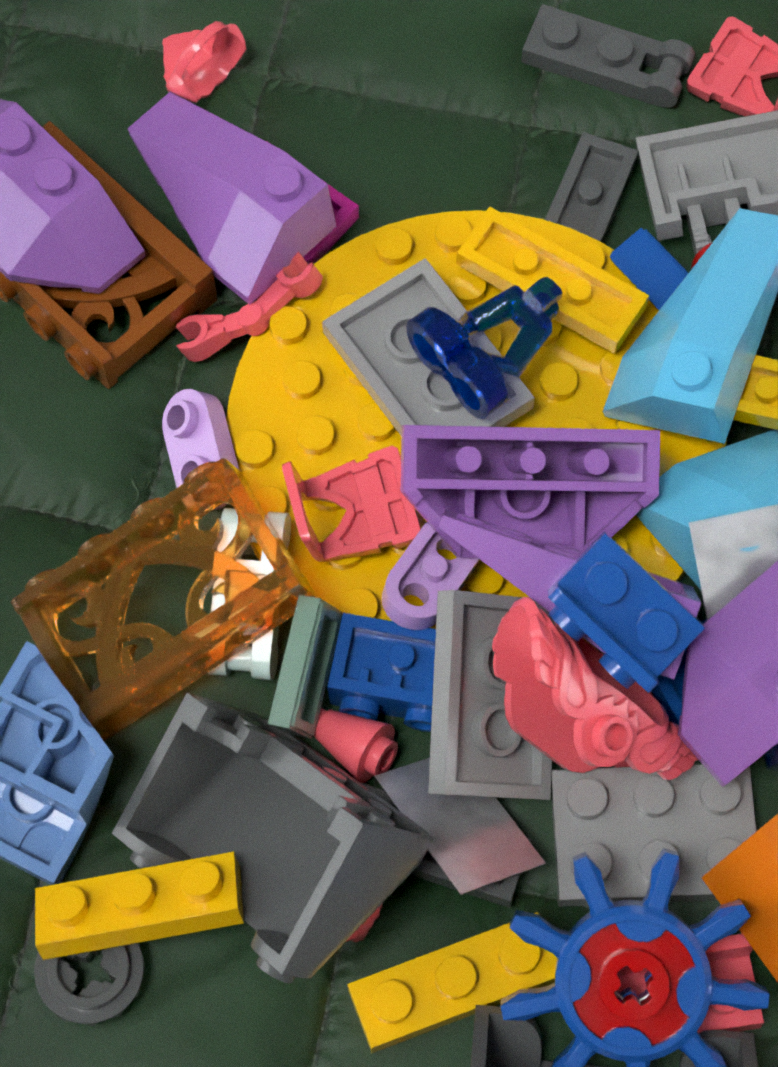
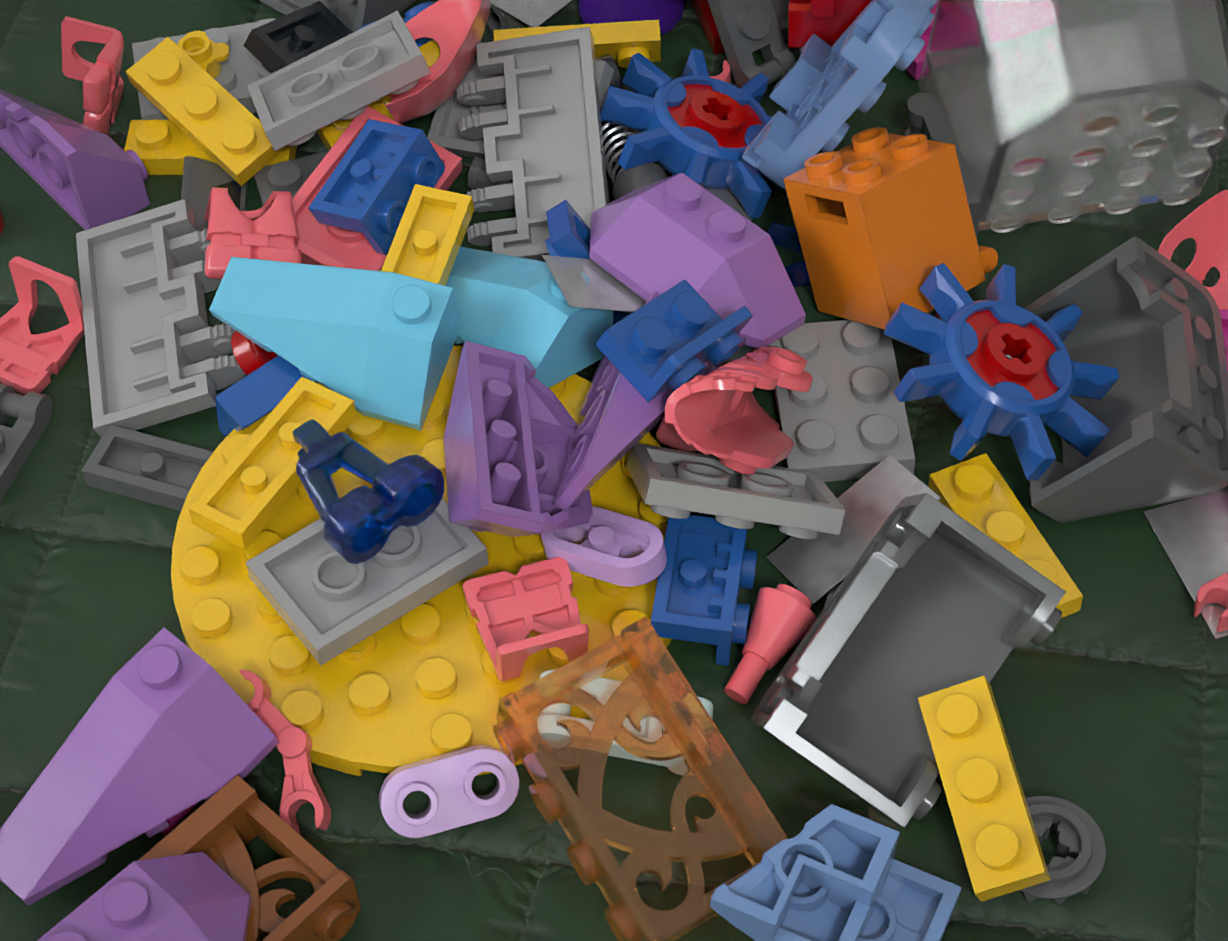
camera: 90 degrees left, 15 degrees down
(305, 667) = (720, 648): sand green tile -> none

